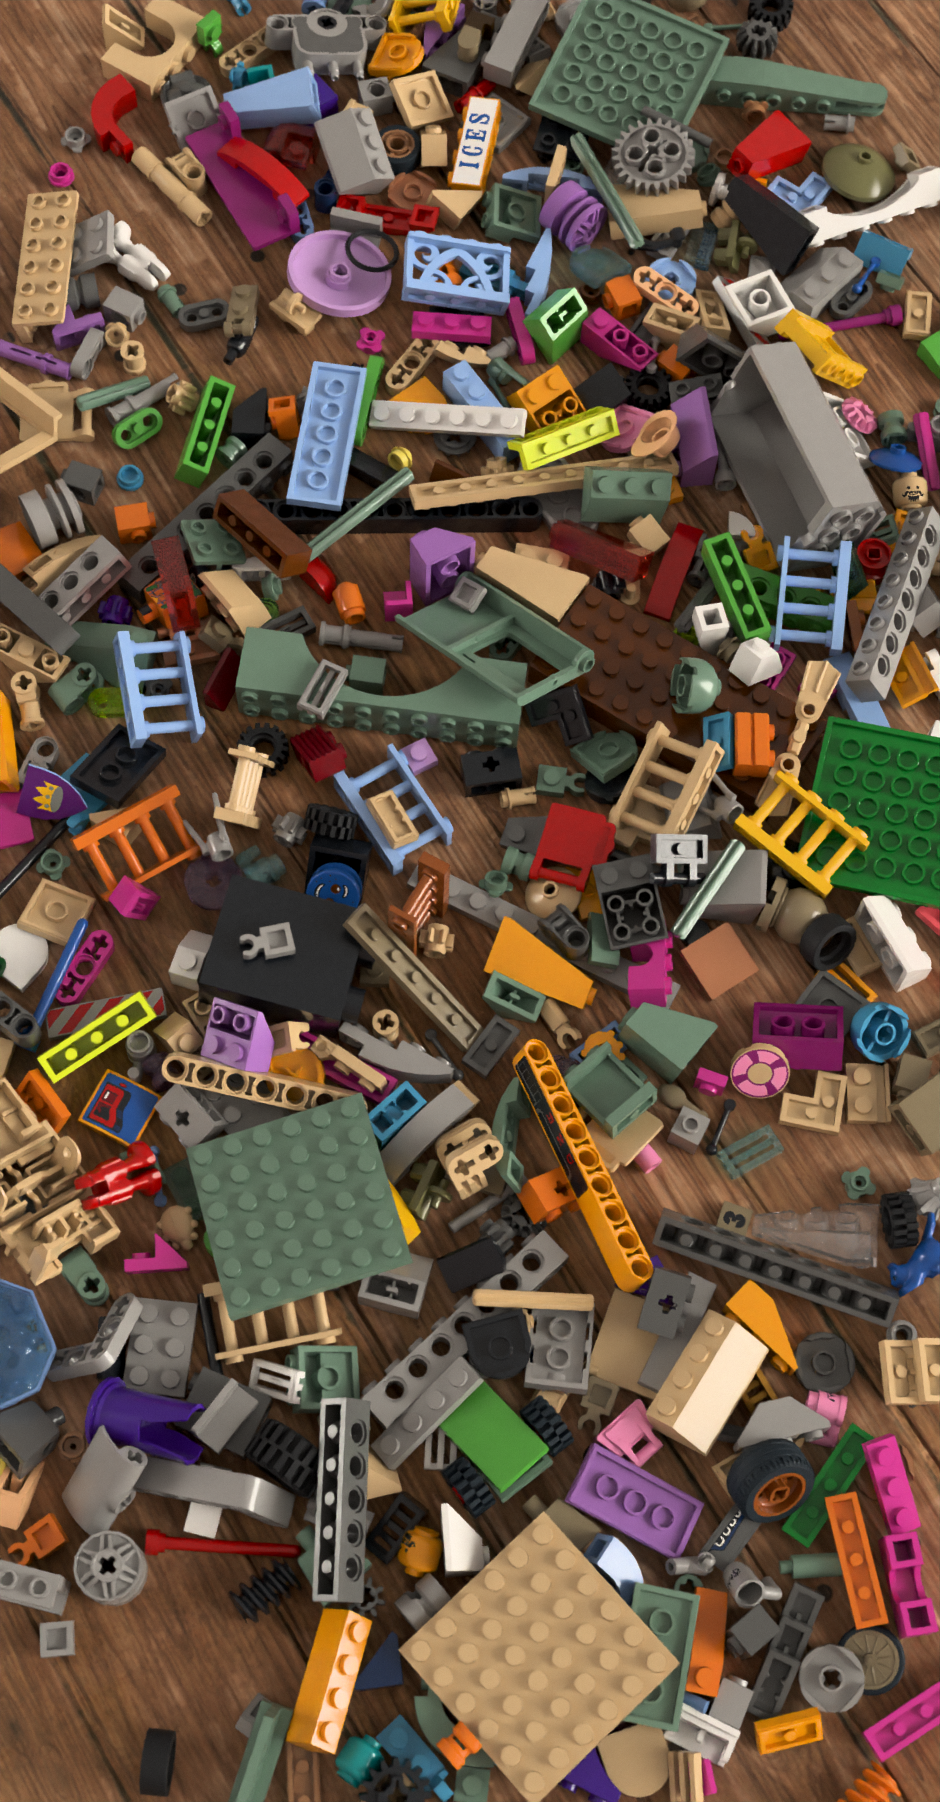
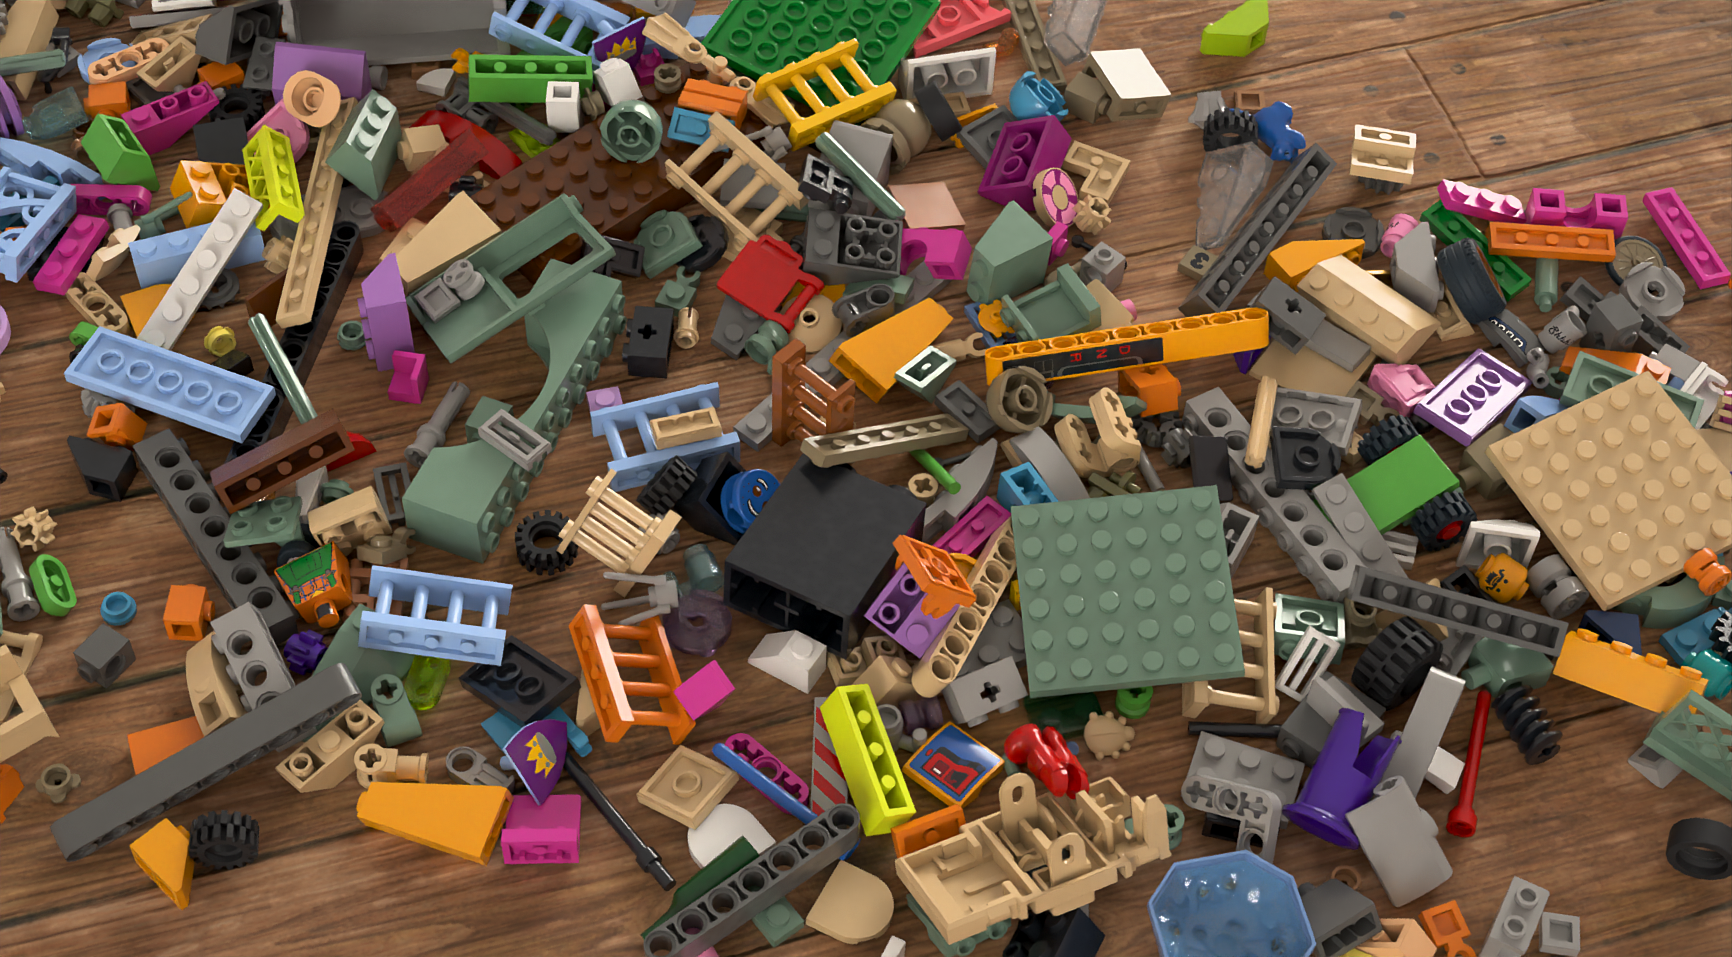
camera: 75 degrees left, 15 degrees down
(51, 513) = (141, 686): light grey wheel -> none
(53, 856) = (616, 774): sand green plate -> none
(129, 1563) = (1489, 855): light grey wheel -> none
(165, 1260) = (1145, 753): dark pink slope -> none
(176, 584) = (314, 552): clear red slope -> none
(204, 432) = (98, 511): bright green brick -> none
(222, 681) = (433, 561): dark red slope -> none
(227, 1029) = (925, 559): none -> orange piece
(231, 451) = (135, 496): sand green wheel -> none
(273, 941) = (823, 535): light grey plate -> none
(319, 753) = (567, 483): dark red brick -> none
(348, 1063) = (966, 523): tan hinge -> none
(349, 603) = (389, 423): orange brick -> none
(373, 346) = (45, 337): dark pink plate -> none
(403, 1032) = (936, 470): none -> bright green bar
(487, 605) = (464, 279): none -> light grey wheel
(489, 1080) = (1019, 400): none -> dark tan cylinder
(701, 246) = (81, 31): clear light blue tile -> none
(729, 1164) = (1136, 253): clear light blue tile -> none
(746, 1107) = (1092, 214): none -> tan gear
(770, 700) = (667, 78): none -> dark tan bush
(788, 1730) = (1698, 334): light orange plate -> none
(799, 650) = (621, 43): none -> shield
(854, 1191) = (1182, 164): sand green plate -> none
(867, 1093) = (1095, 132): tan plate -> none
(903, 1326) = (1341, 170): light grey plate -> none

